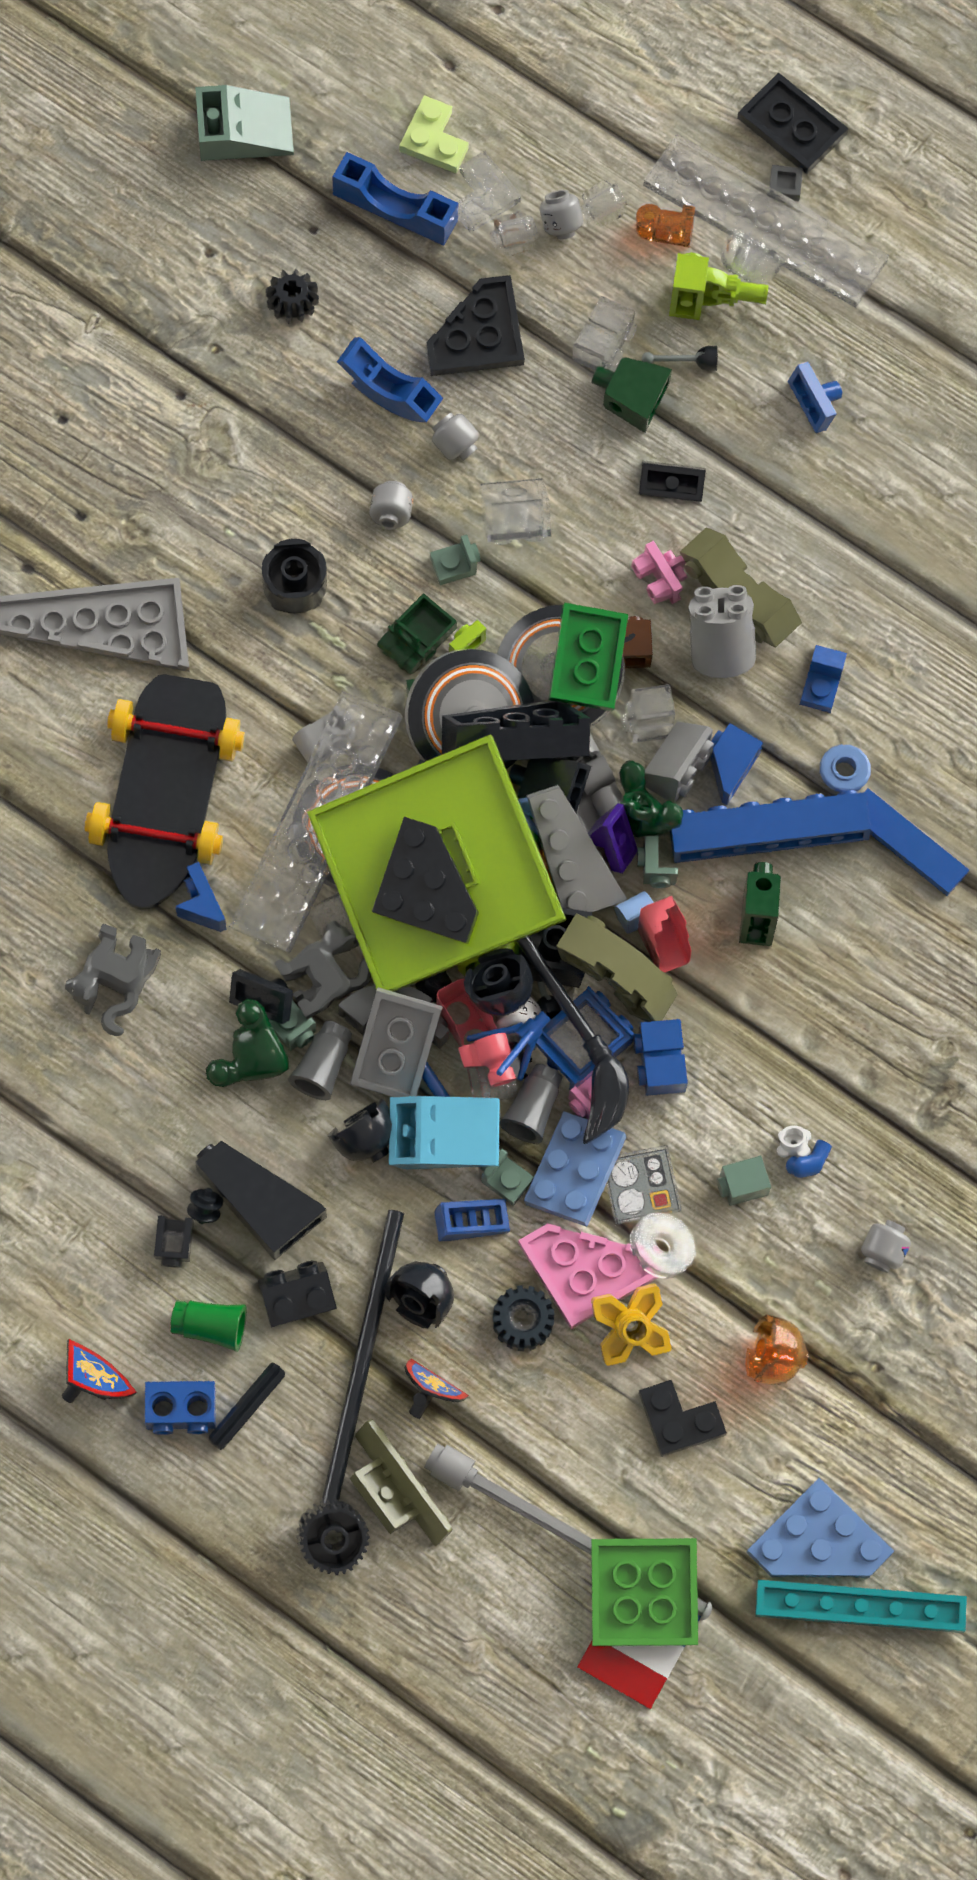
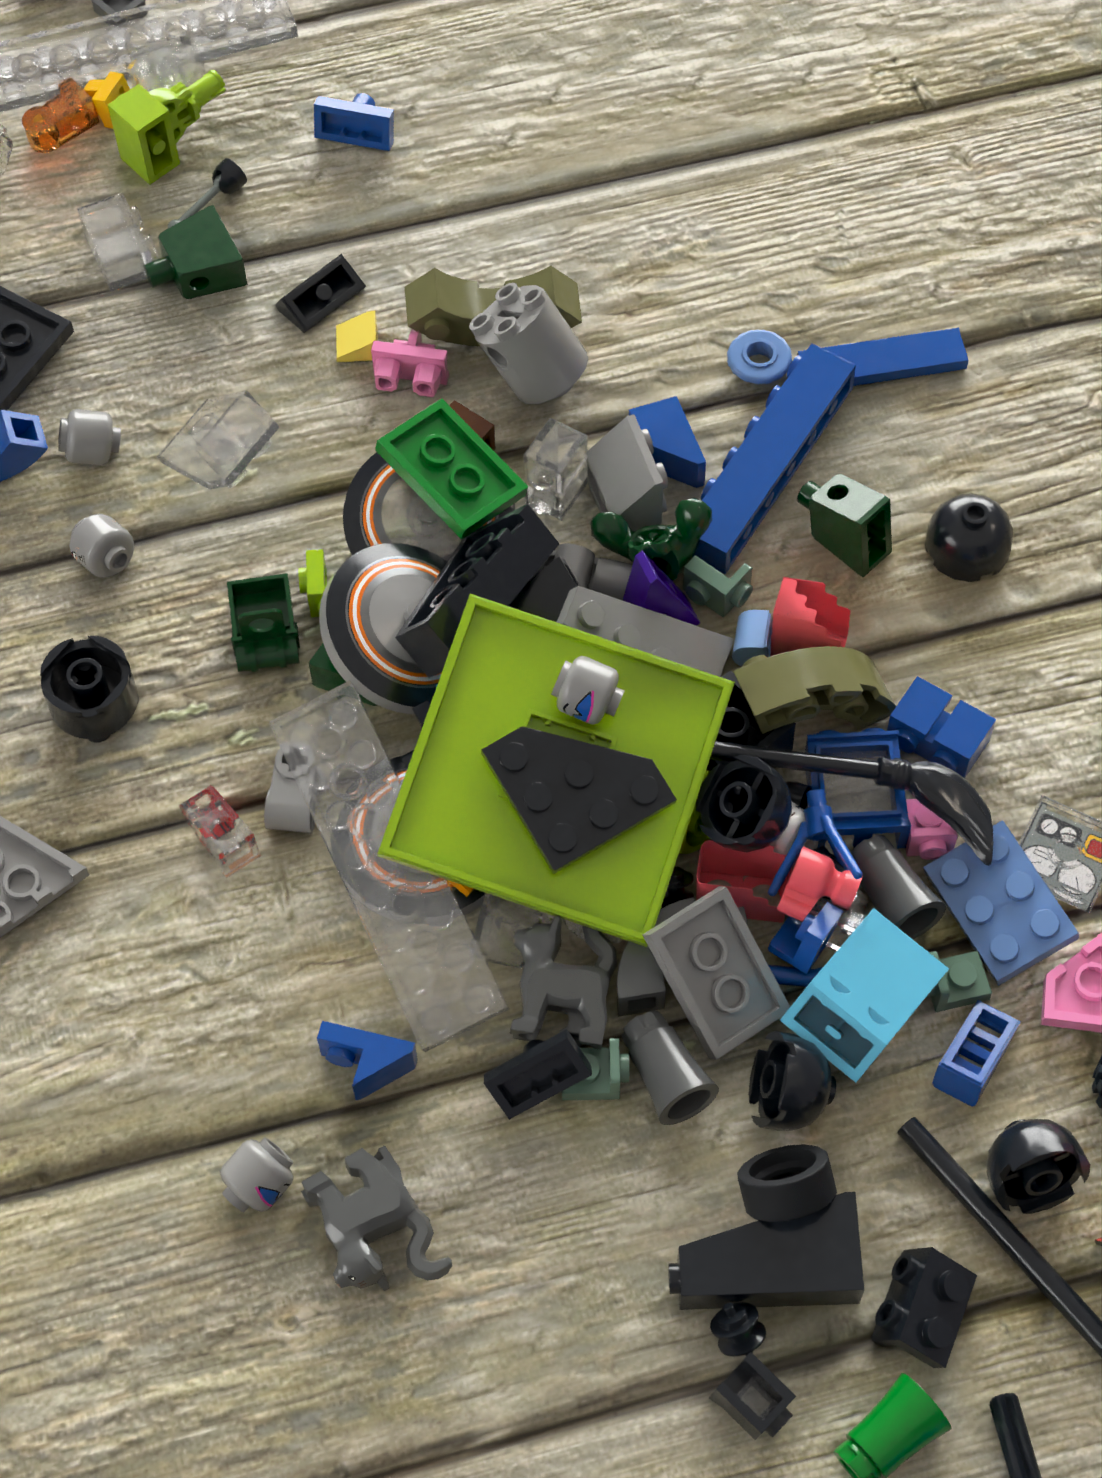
camera: 45 degrees left, 10 degrees down
(90, 898) = (256, 1175): none -> light grey head
(164, 786) = (199, 999): black piece -> none
(255, 1050) = (593, 1129): dark green head -> none
(269, 717) = (220, 830): none -> clear leg
(302, 1170) = (787, 1183): none -> black tyre
(455, 561) = (218, 532): sand green bracket -> none
(458, 1079) = (804, 941): none -> blue bracket
(484, 843) = (587, 690): none -> light grey head
(657, 528) = (356, 338): none -> light yellow slope
(705, 240) = (105, 92): none -> yellow tile
(814, 984) = (969, 537): none -> black cylinder
(823, 678) = (647, 312): blue slope -> none

